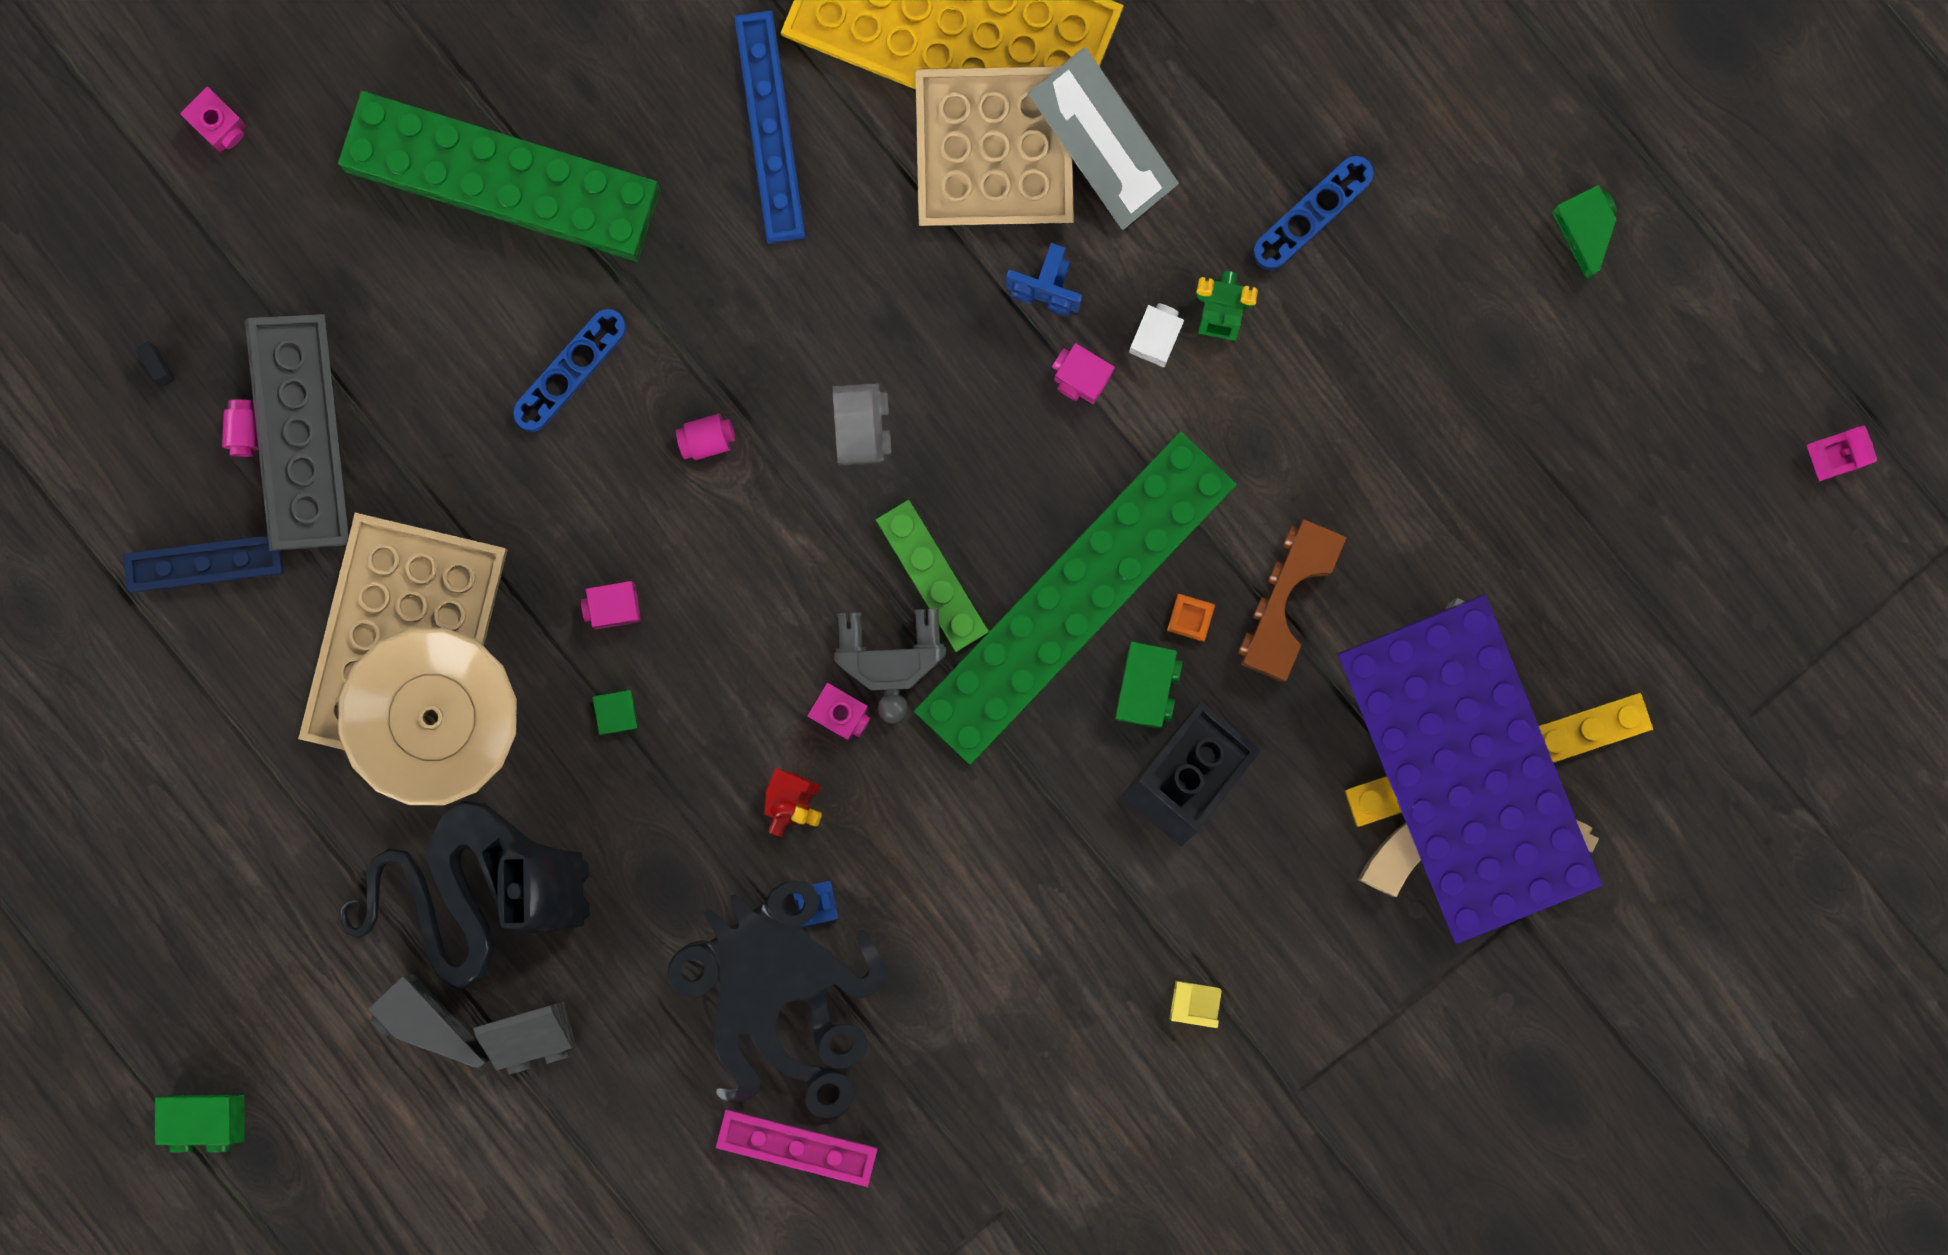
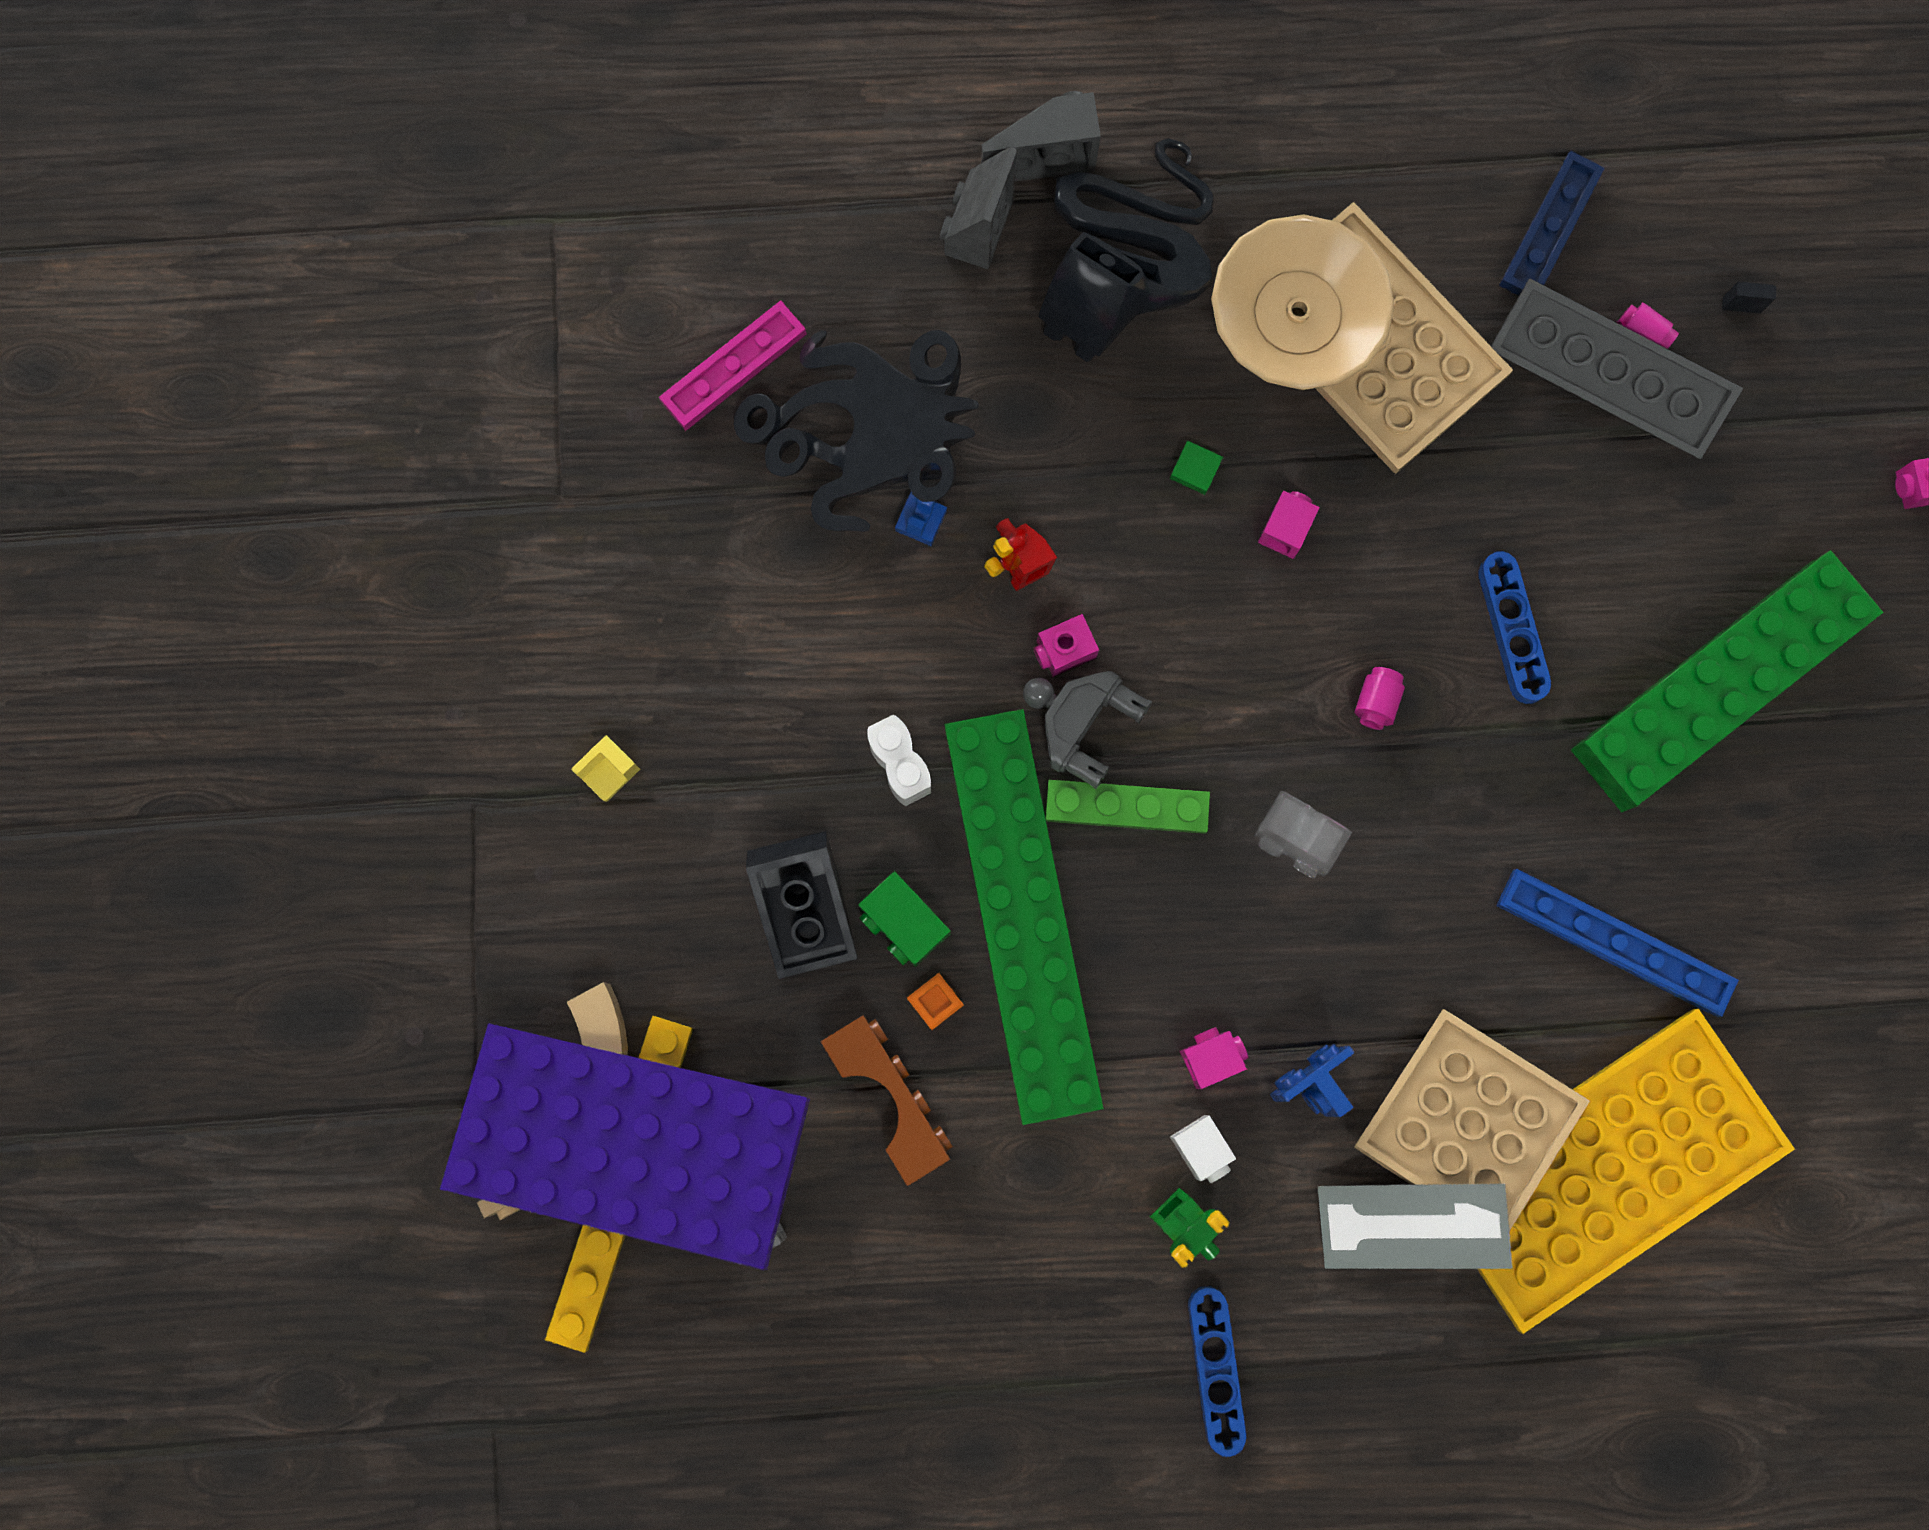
camera: 120 degrees right, 5 degrees down
(1020, 788) = (905, 769): none -> white brick

